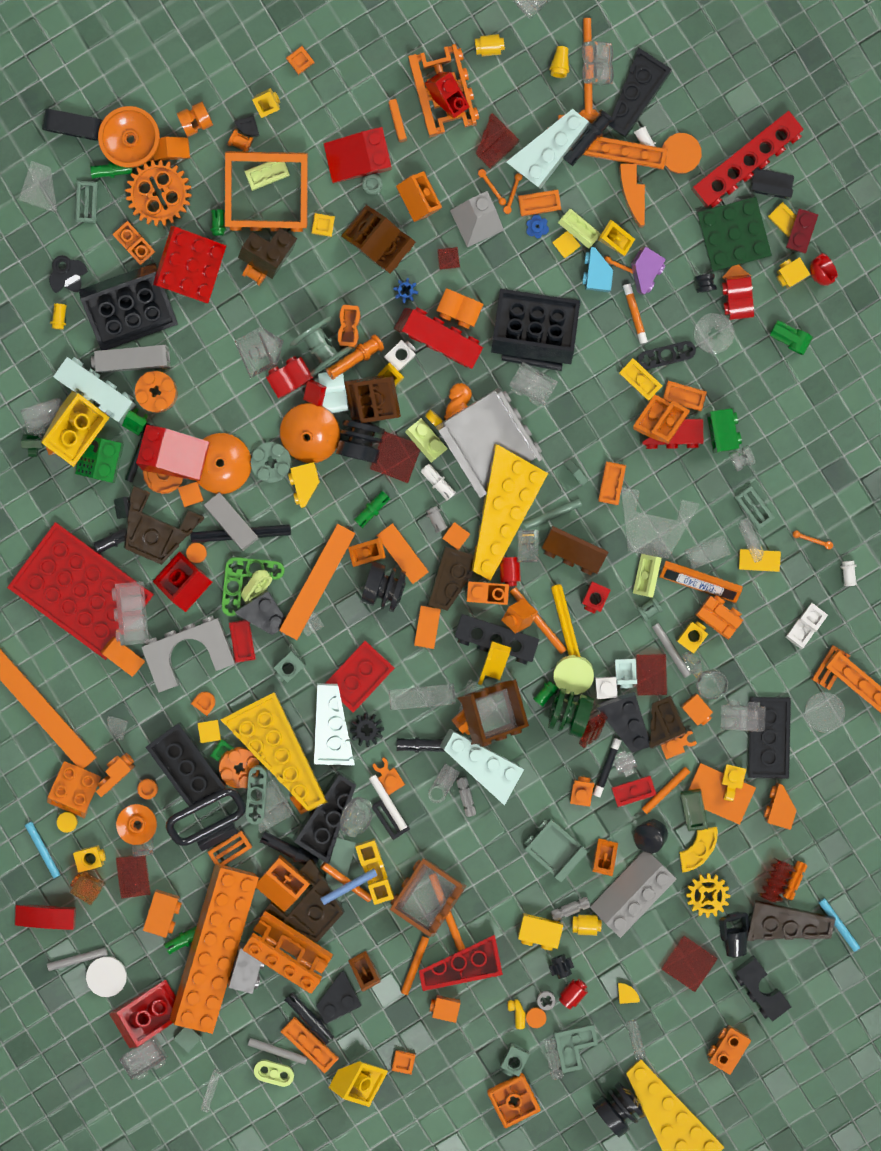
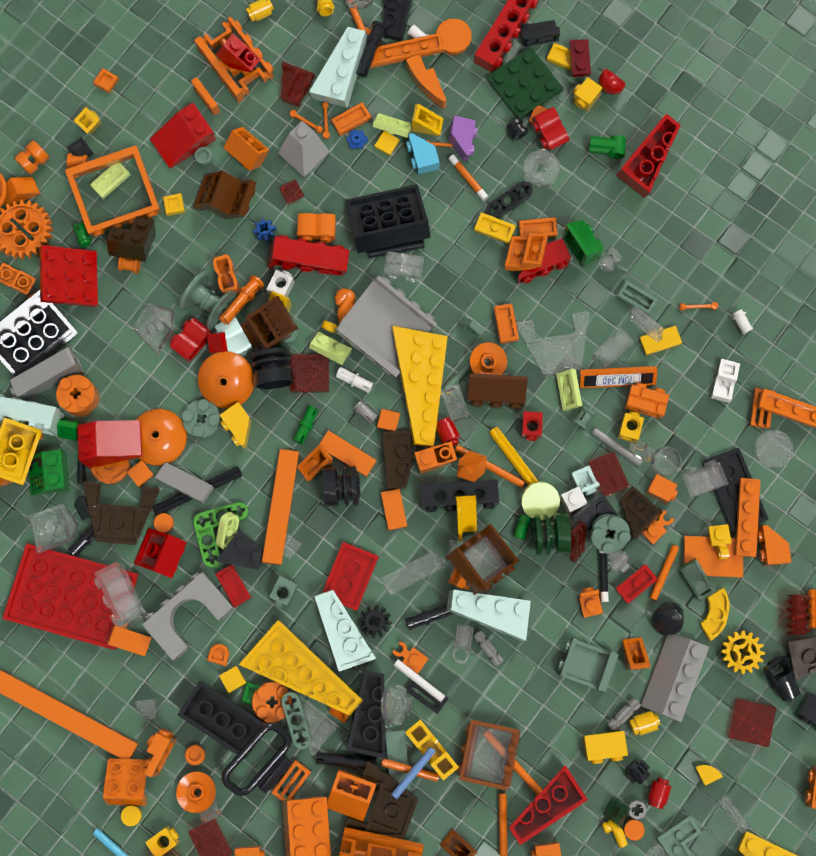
camera: 20 degrees left, 10 degrees down
(86, 518) = (53, 527): none -> clear slope
(526, 994) = (616, 811): none -> clear green plate
(583, 524) = (489, 351): none -> orange dish
(627, 744) = (615, 542): none -> sand green plate
(768, 769) = (747, 517): none -> orange plate
(823, 369) = (645, 163): none -> red wedge

